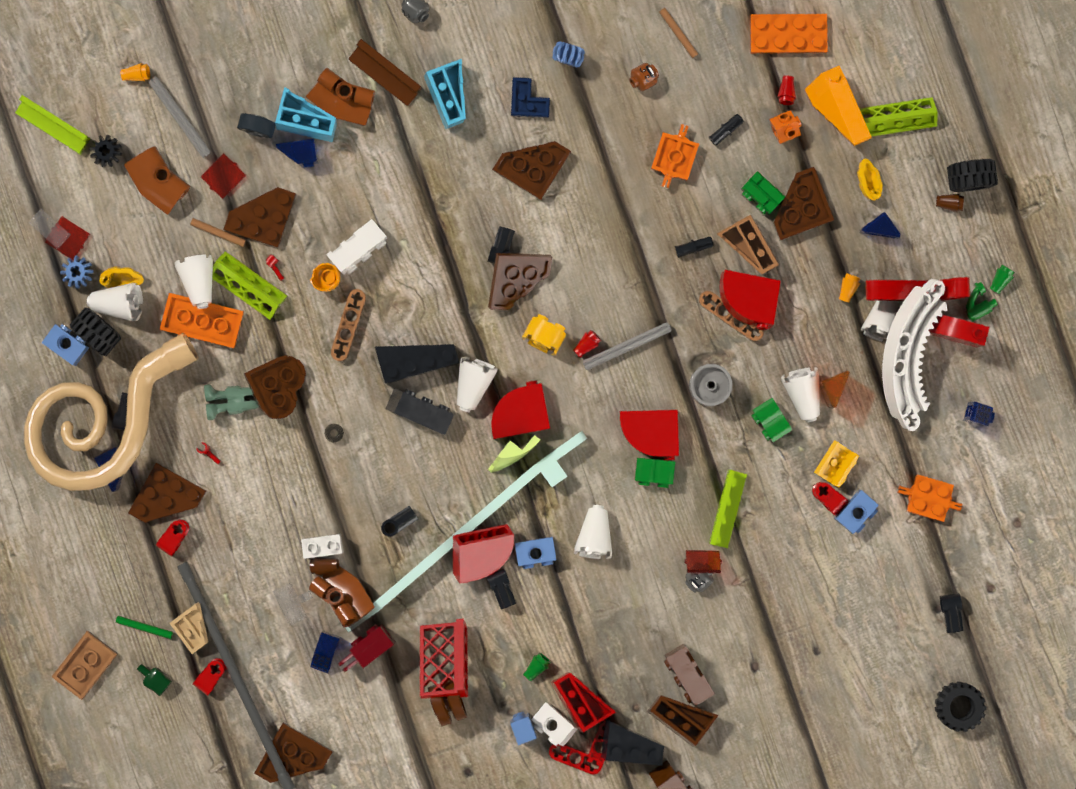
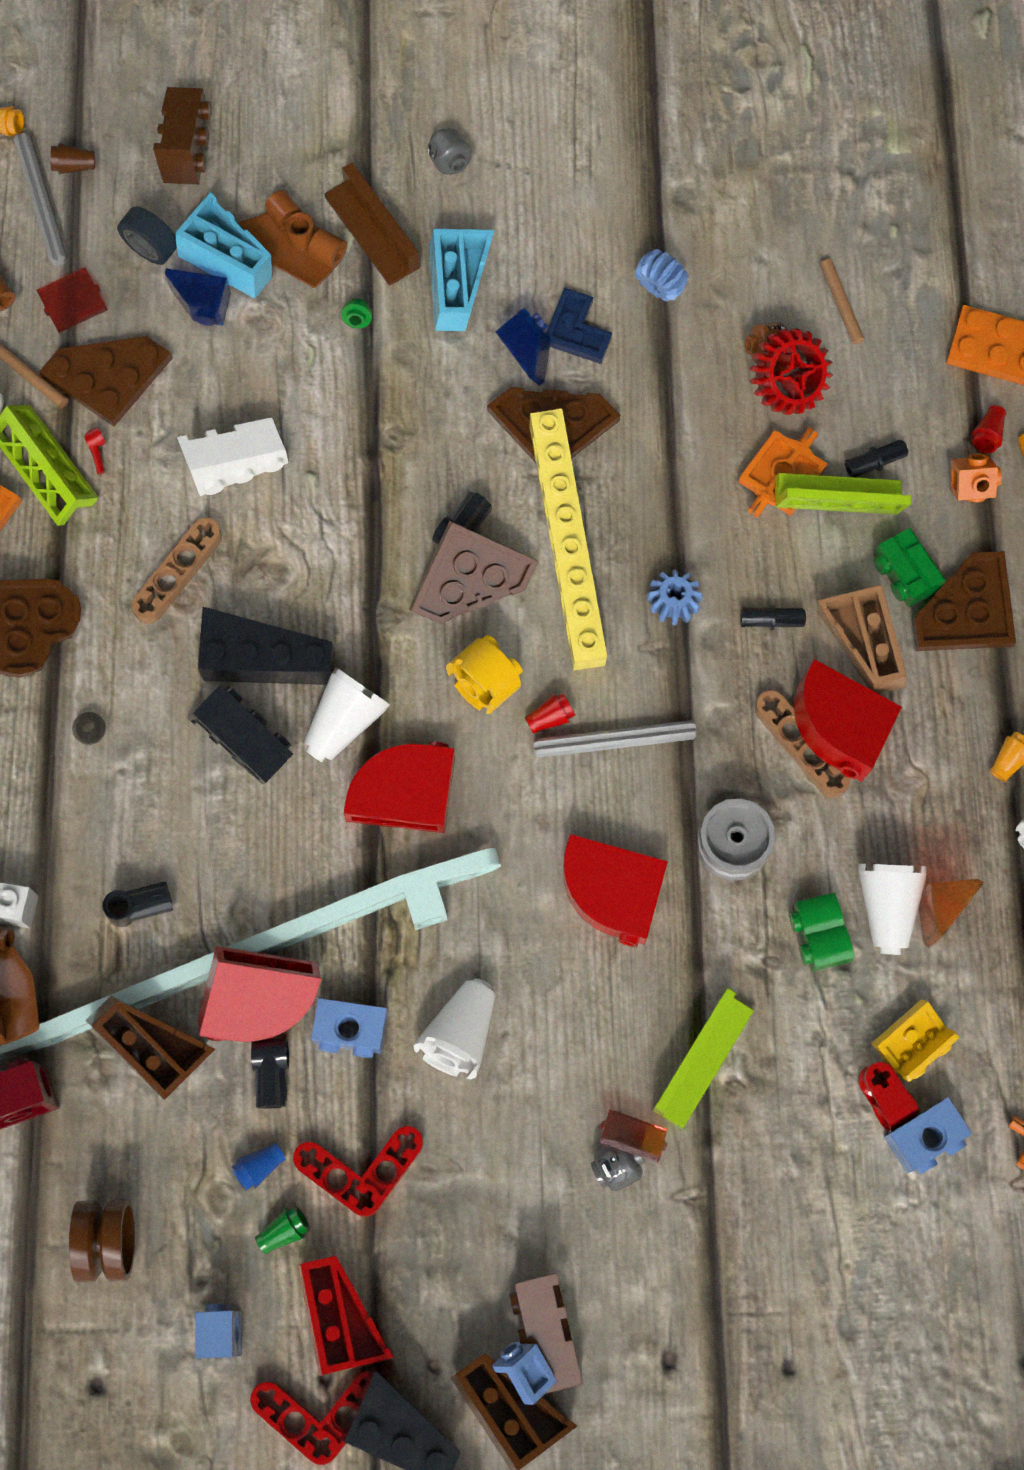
camera: 15 degrees right, 15 degrees down
(188, 85) = (71, 159): none -> reddish brown cone
(251, 49) = (183, 135): none -> reddish brown wedge
(325, 277) = (168, 486): light orange hair -> none
(396, 134) = (356, 313): none -> green plate
(435, 596) = (148, 1045): none -> reddish brown wedge
(459, 654) = (150, 1174): red fence -> none
(503, 123) = (528, 343): none -> clear blue slope
(511, 639) = (257, 1166): none -> blue cone
(512, 454) = (364, 848): yellowish green slope -> none
(564, 729) = (293, 1358): white brick -> none
(565, 240) = (567, 540): none -> light yellow brick
(572, 628) = (369, 1181): none -> red beam
(636, 259) = (671, 606): none -> medium blue gear
(654, 471) = (597, 955): green brick -> none
(656, 94) = (799, 394): none -> red gear
(685, 697) = (526, 1370): none -> medium blue bracket
(711, 161) = (840, 494): none -> lime fence

